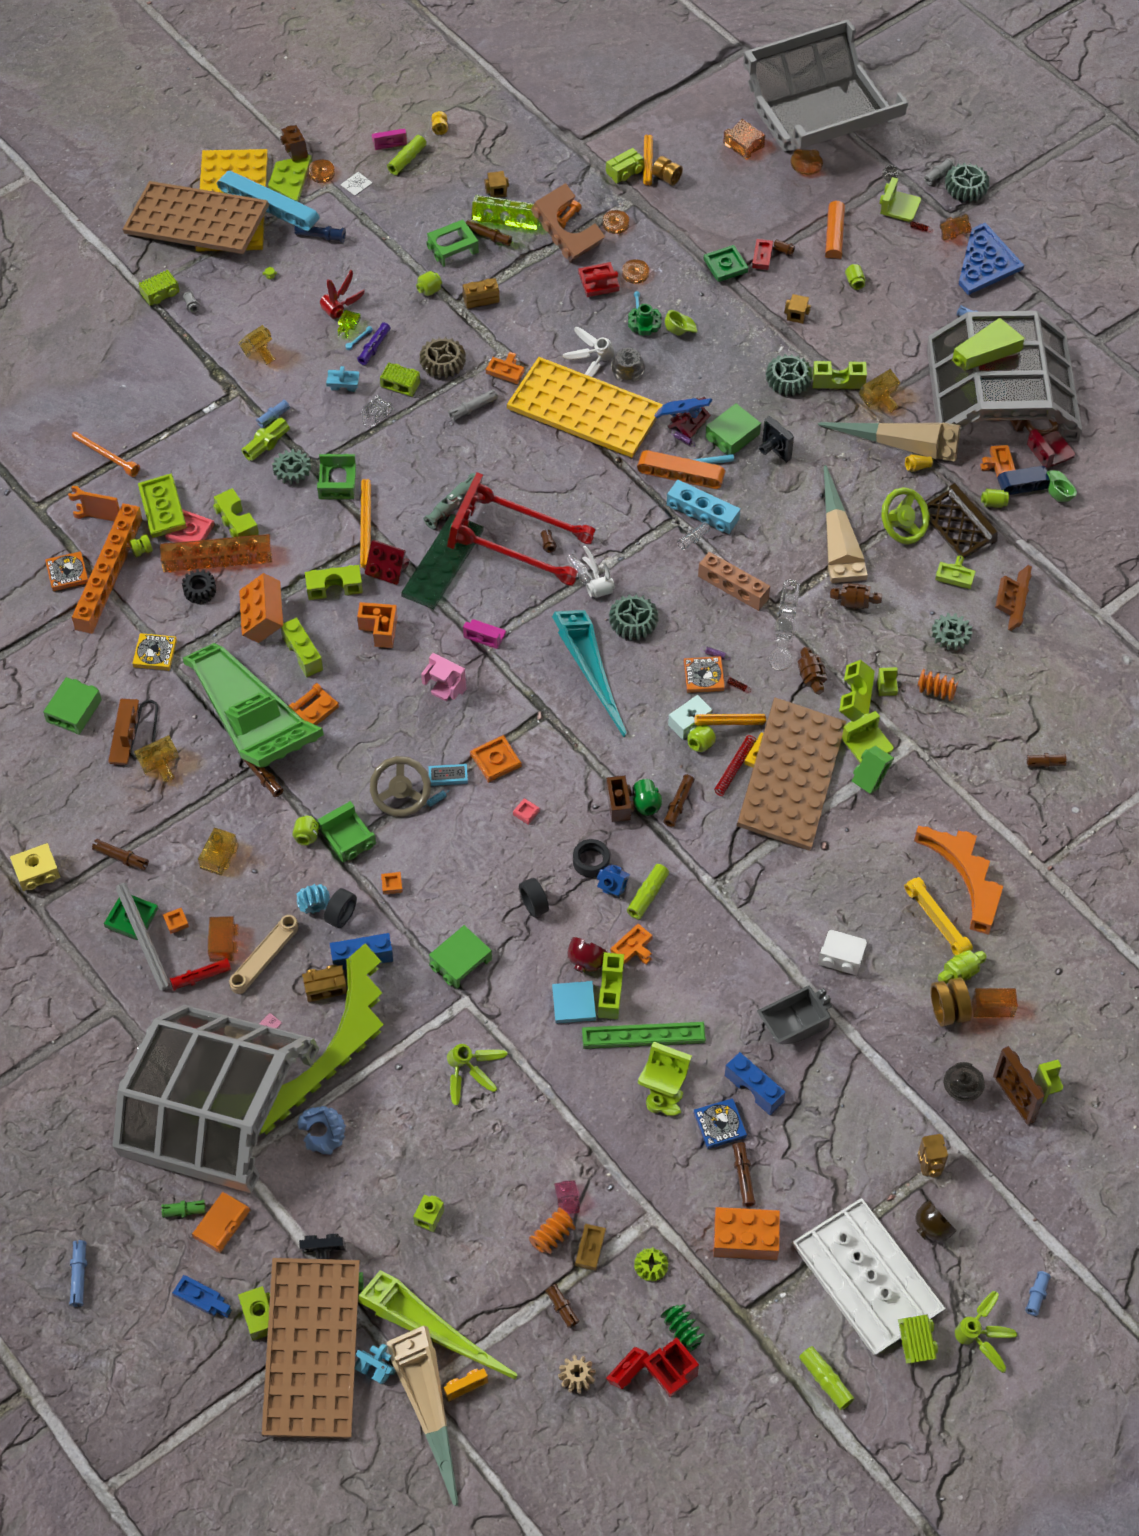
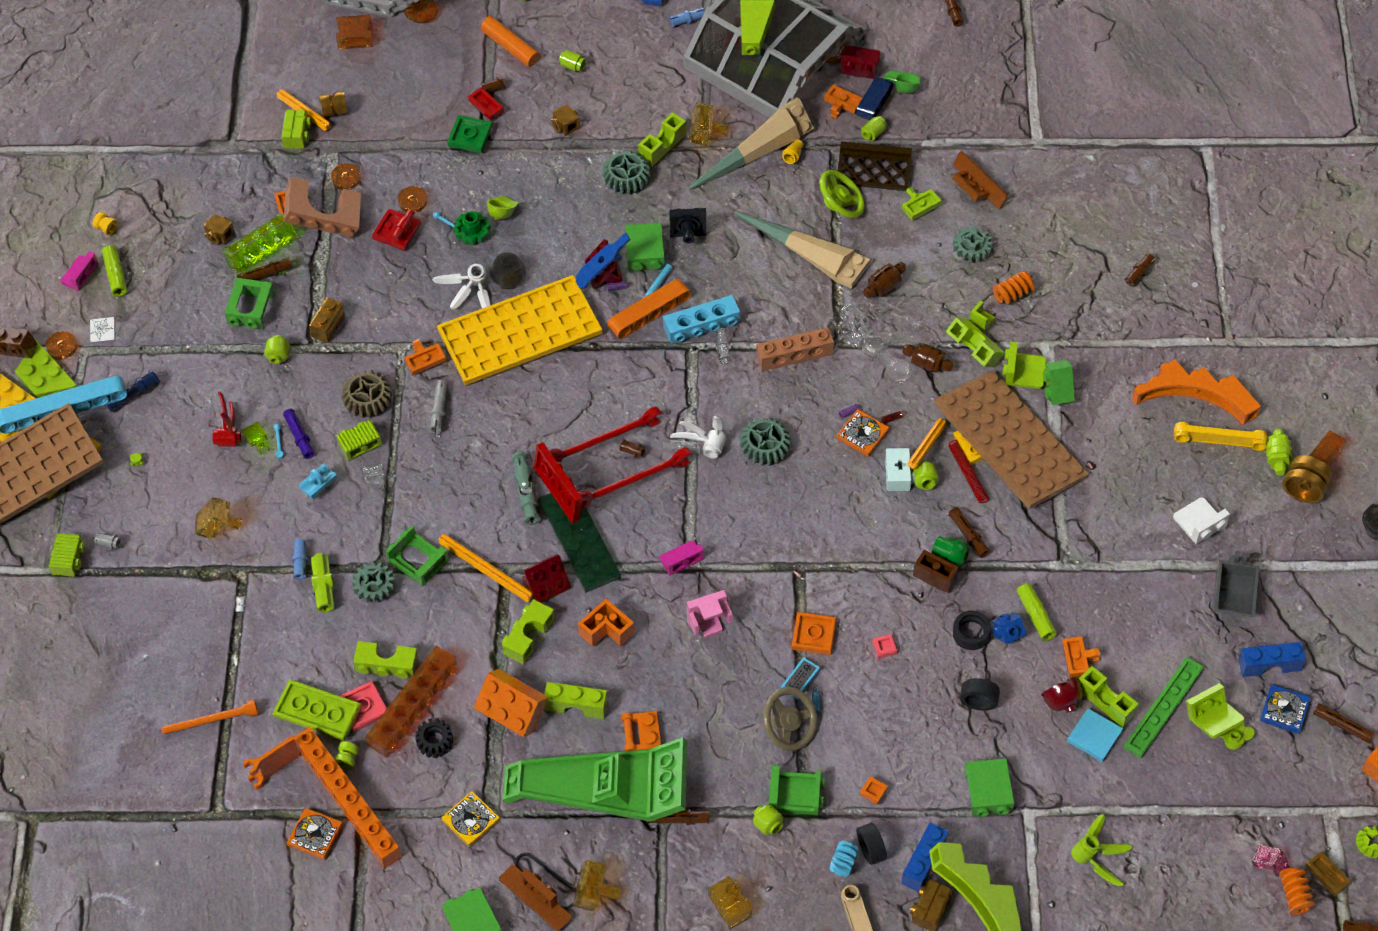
camera: 50 degrees left, 0 degrees up
(580, 639) = (758, 494): teal plate -> none

